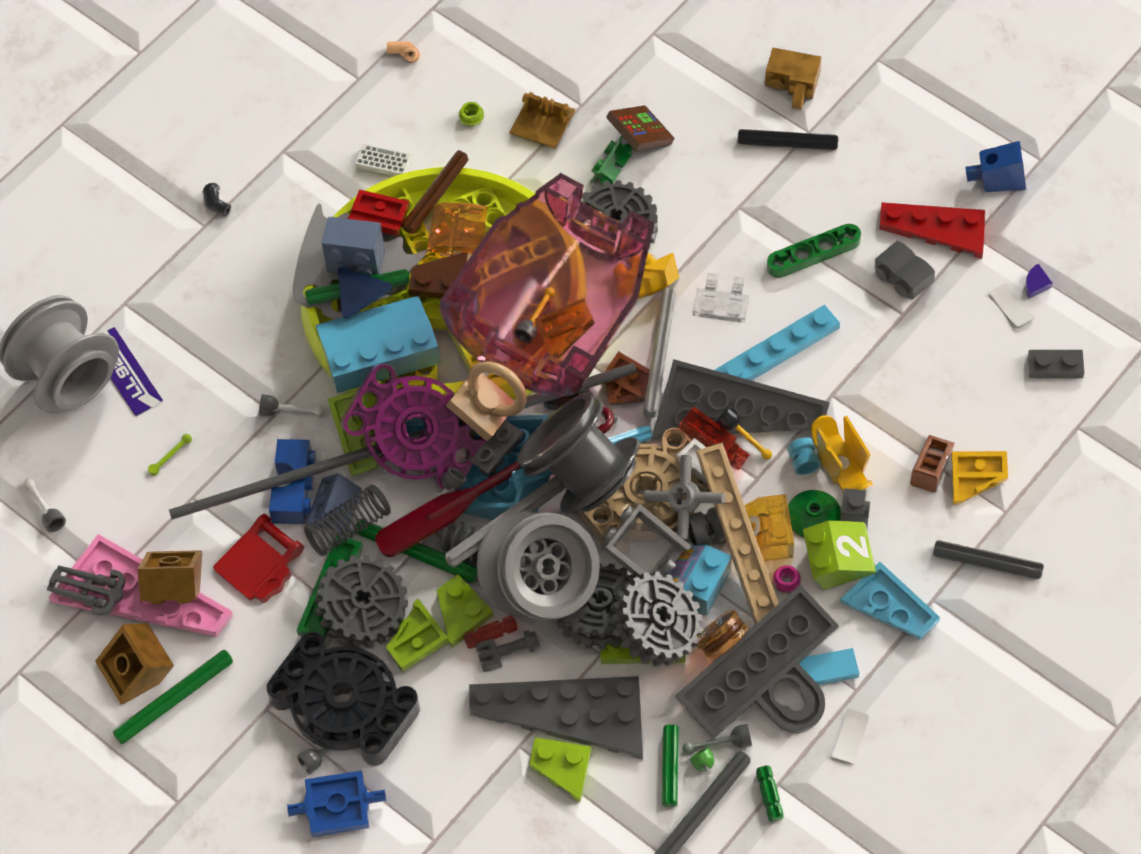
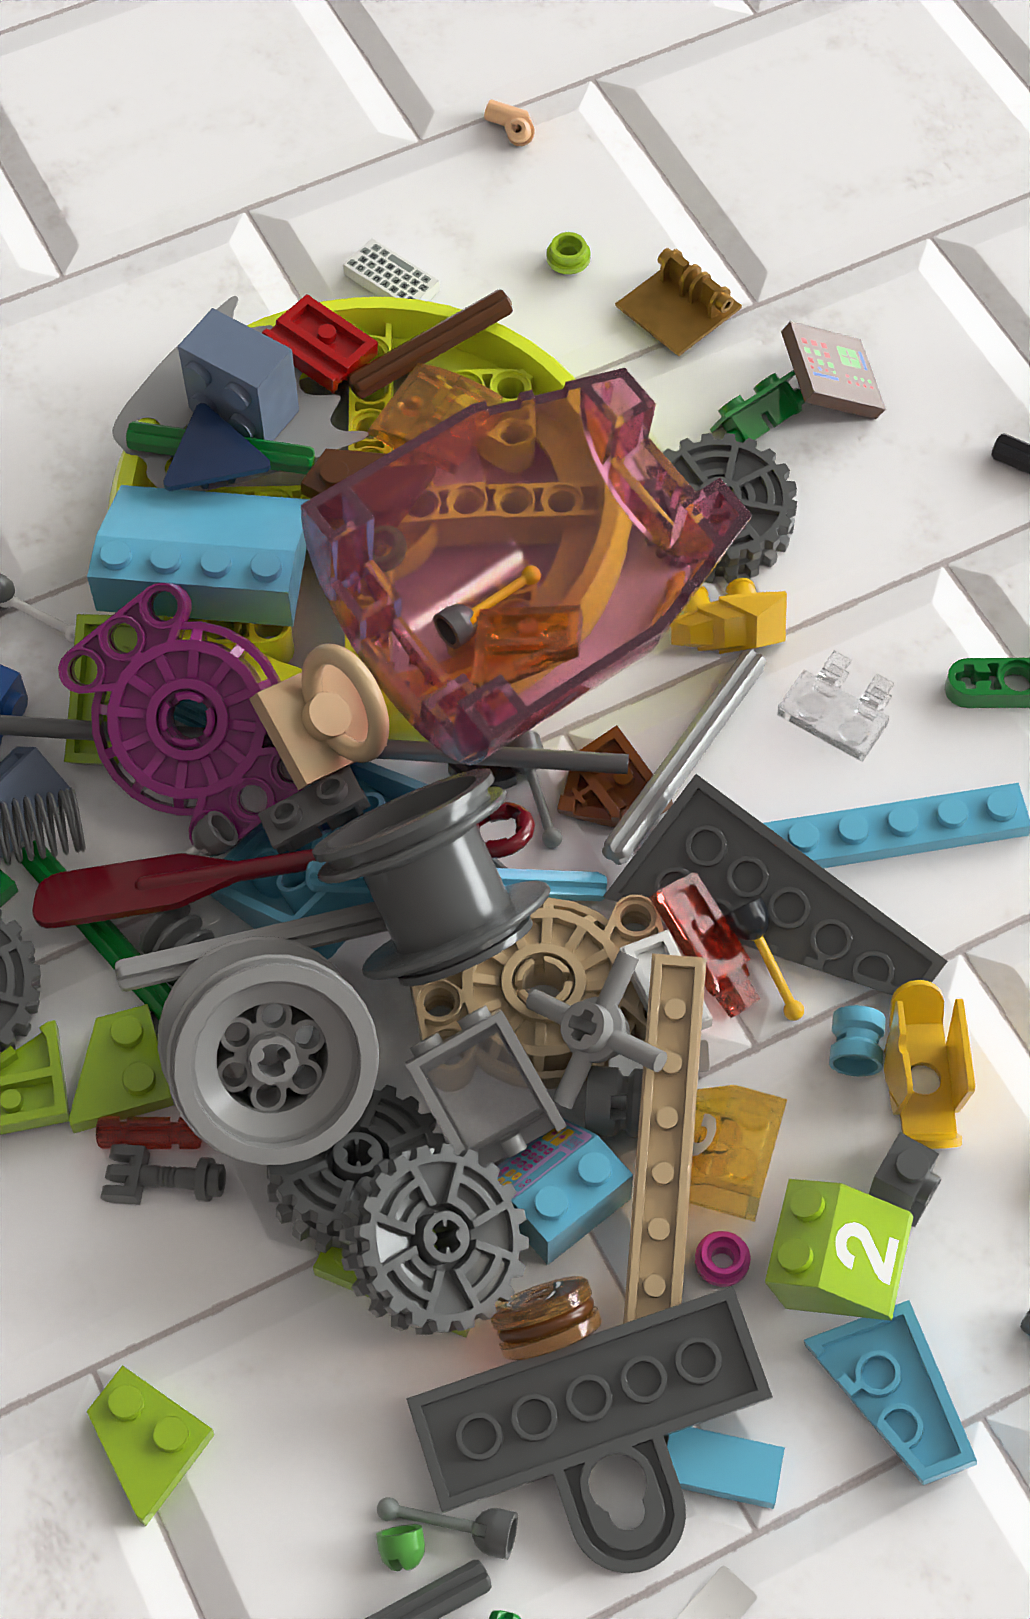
camera: 20 degrees right, 0 degrees up
(212, 200) = (93, 239): black arm -> none
(576, 710) = (231, 1349): dark grey wing -> none
(670, 766) = (337, 1531): green axle -> none
(803, 518) = (801, 1152): green dish -> none

